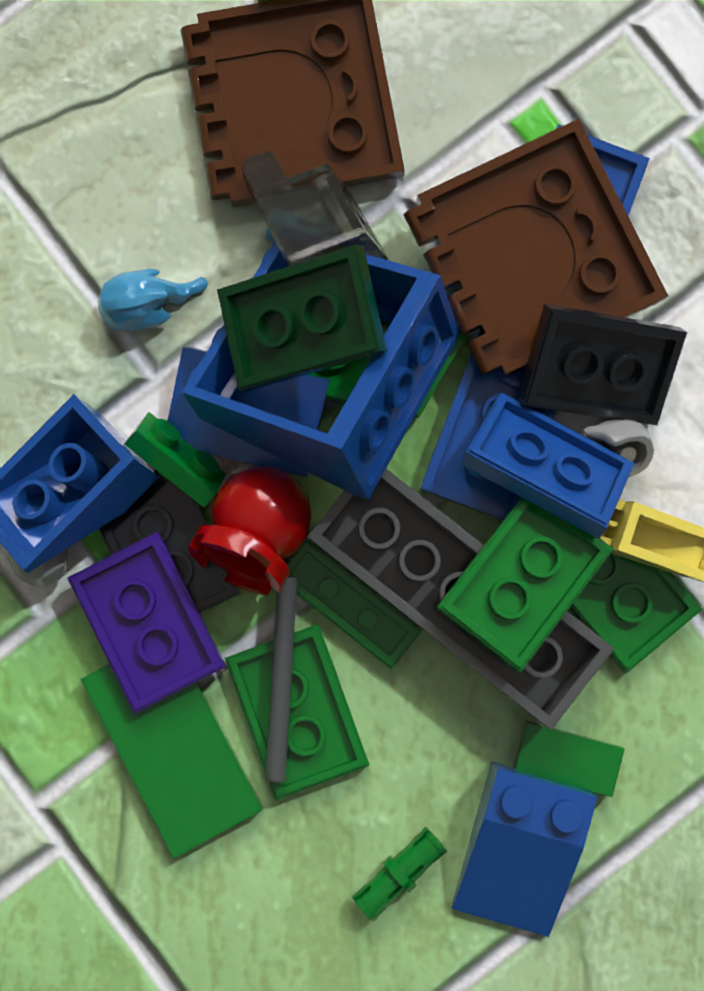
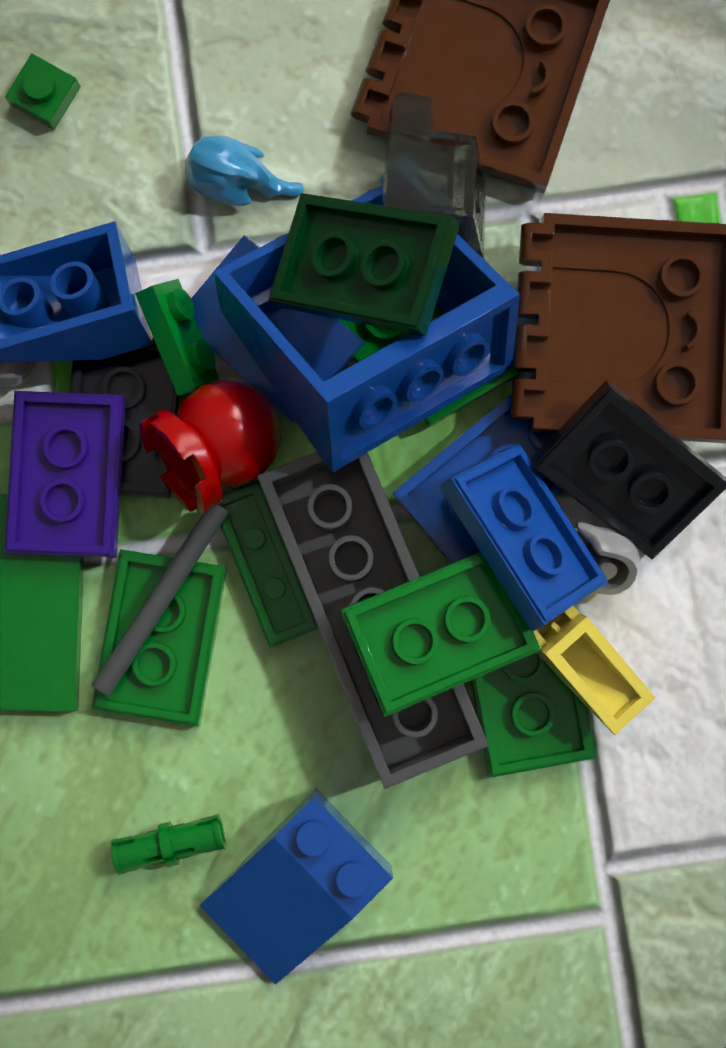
camera: 30 degrees right, 0 degrees up
(569, 758) = (390, 827): green tile -> none

